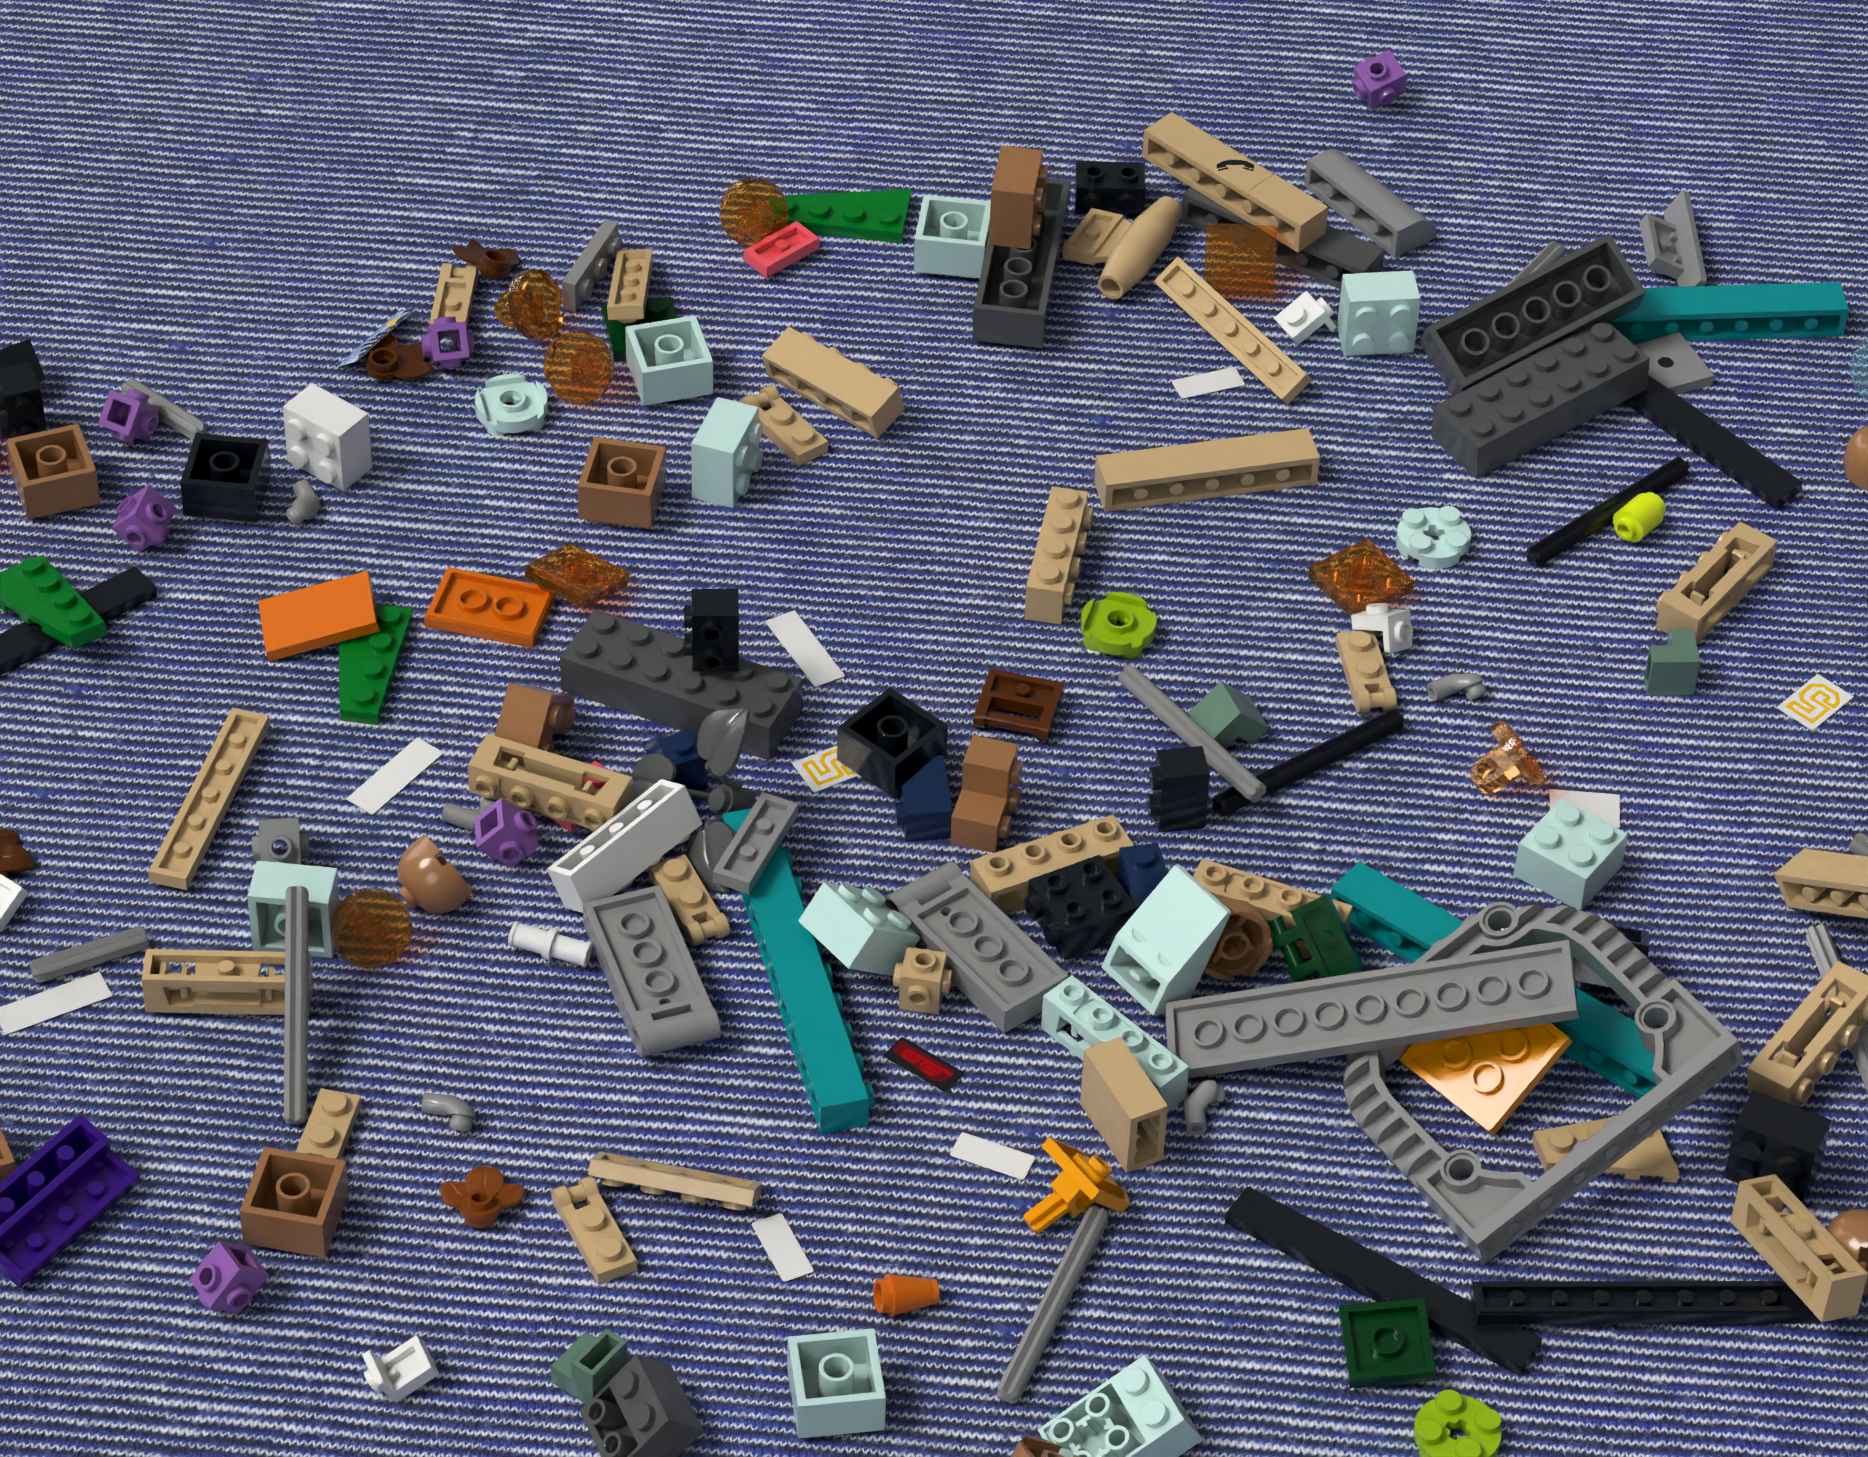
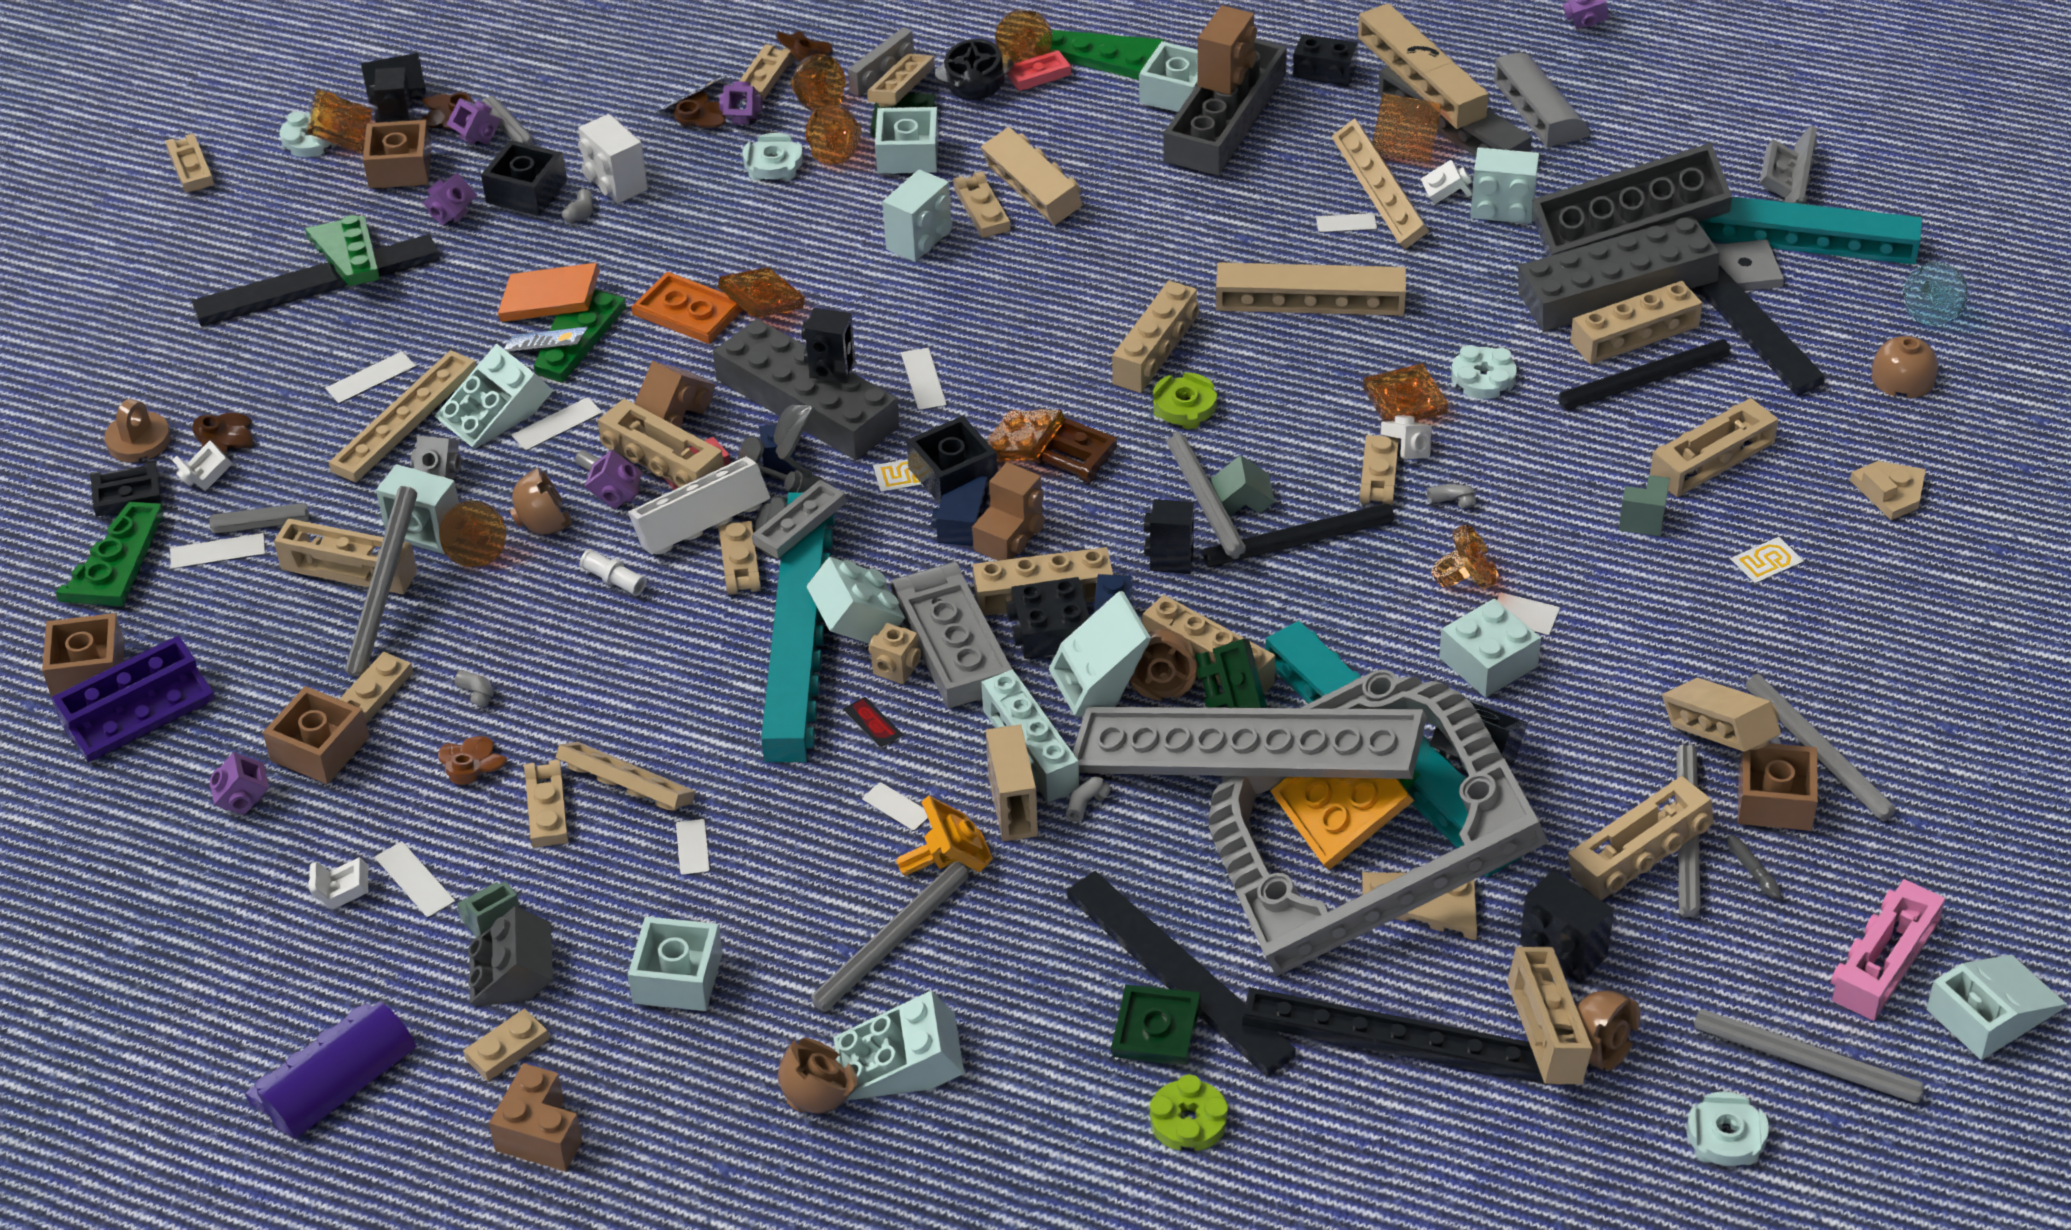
camera: 20 degrees right, 0 degrees up
(79, 403) = (442, 108): none -> reddish brown plate
(139, 756) = (370, 377): none -> white sticker
(311, 758) = (493, 398): none -> light aqua slope
(340, 675) = (545, 339): none -> sticker
(477, 1348) = (414, 879): none -> white sticker
(622, 482) = (827, 227): medium nougat brick -> none
(650, 971) = (678, 607): light grey hinge -> none
(708, 259) = (974, 69): none -> black piece
(904, 1293) = (770, 903): orange cone -> none
(960, 695) = (1025, 433): none -> clear orange plate
(1123, 245) = (1316, 105): tan plate -> none
(1578, 452) = (1636, 322): none -> tan brick
(1639, 516) = (1668, 382): neon yellow brick -> none

